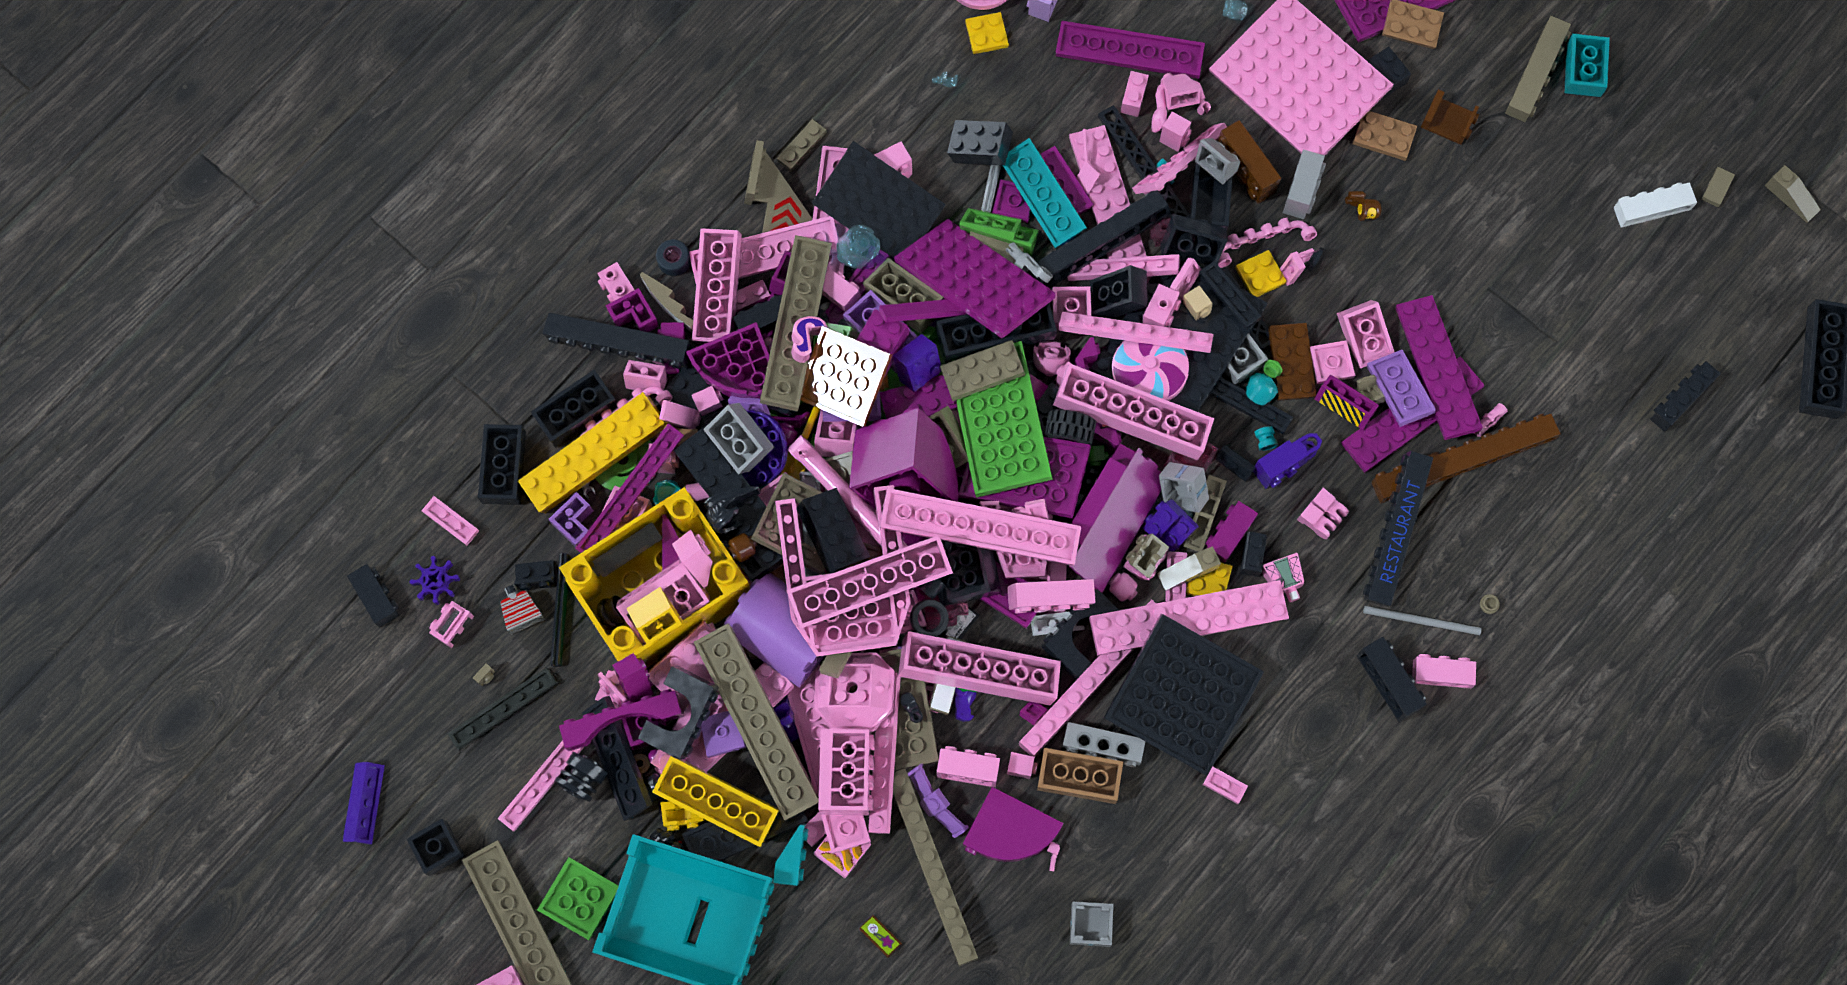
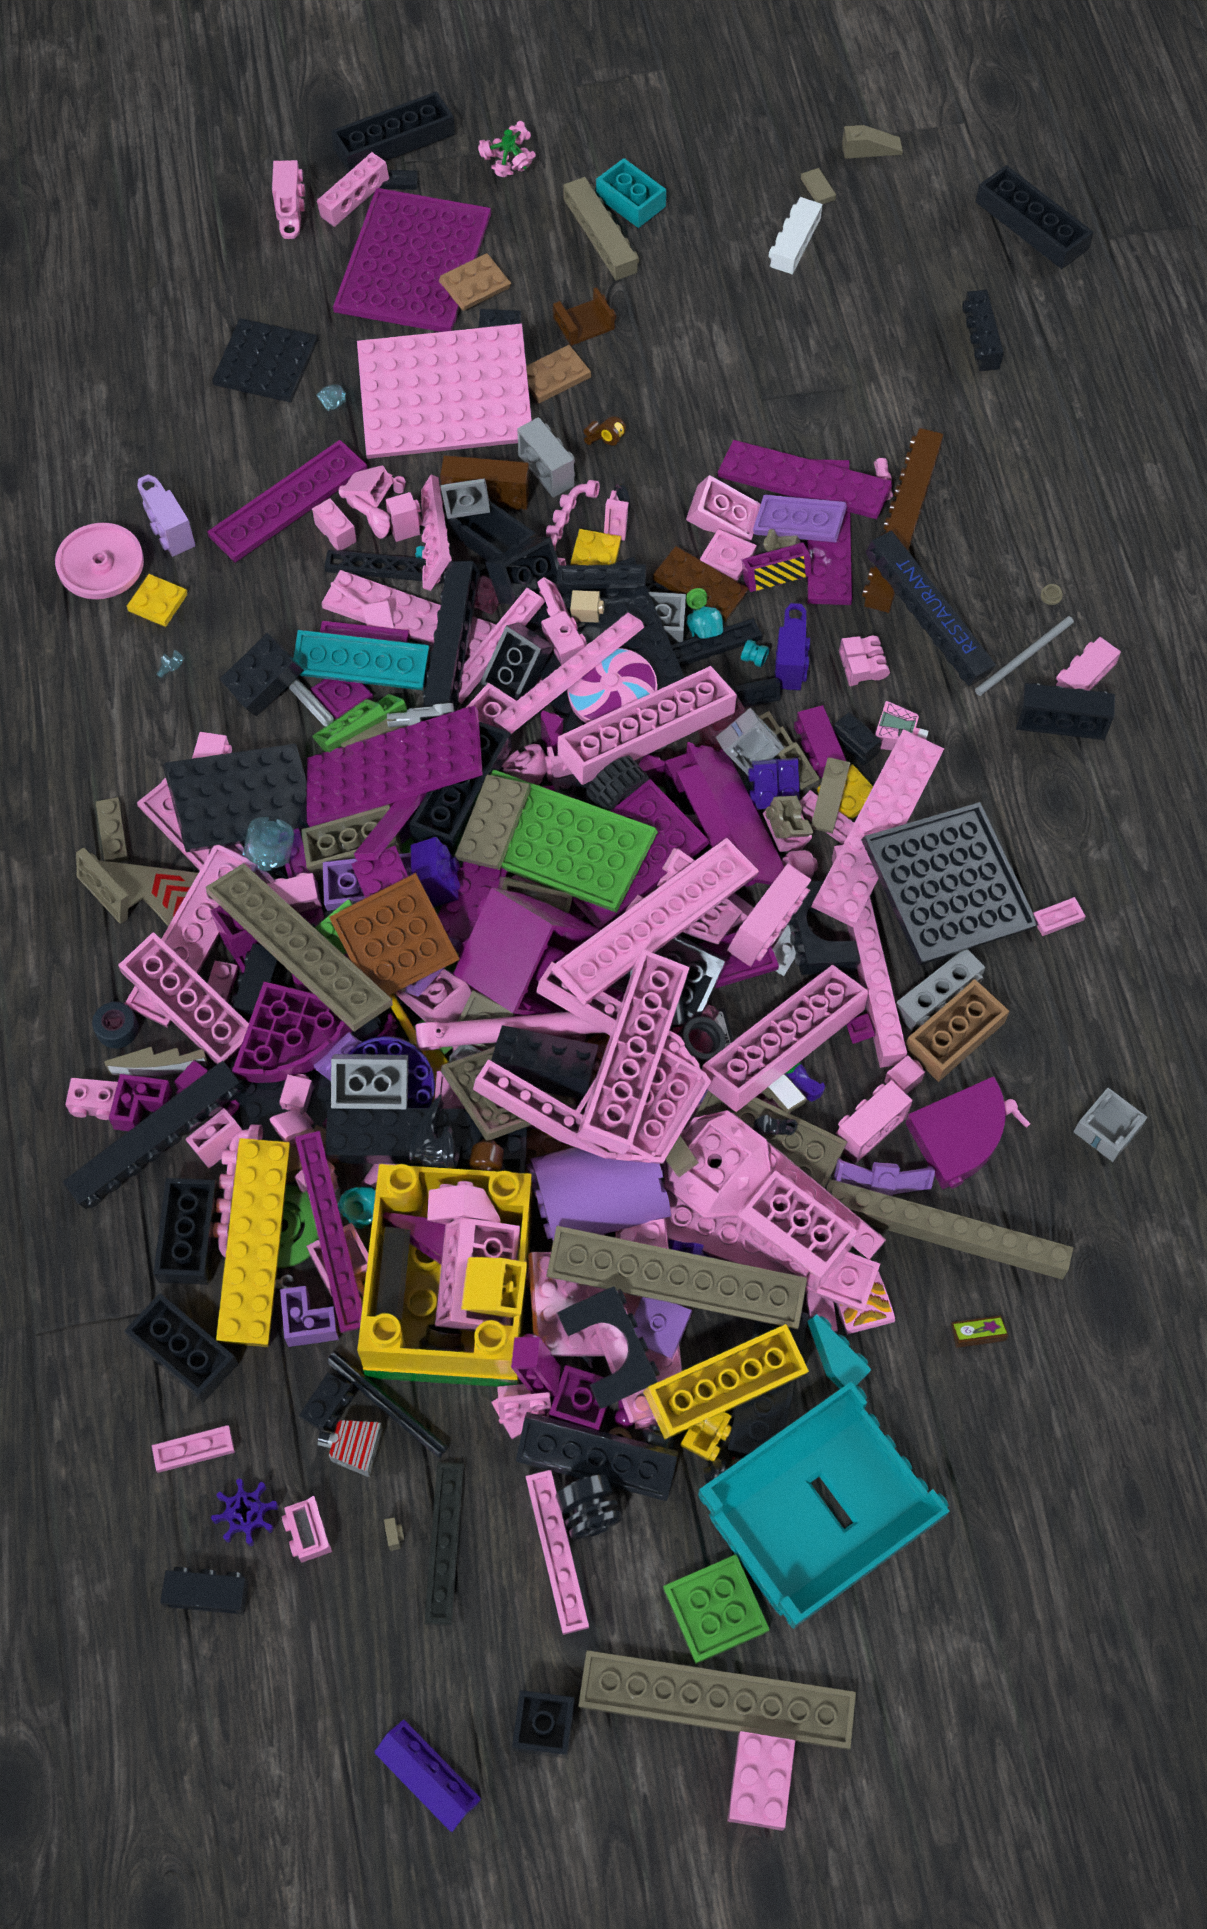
camera: 55 degrees left, 10 degrees down
(581, 732) = (586, 1364): magenta arch -> none
(801, 336) = (321, 945): bright pink animal -> none

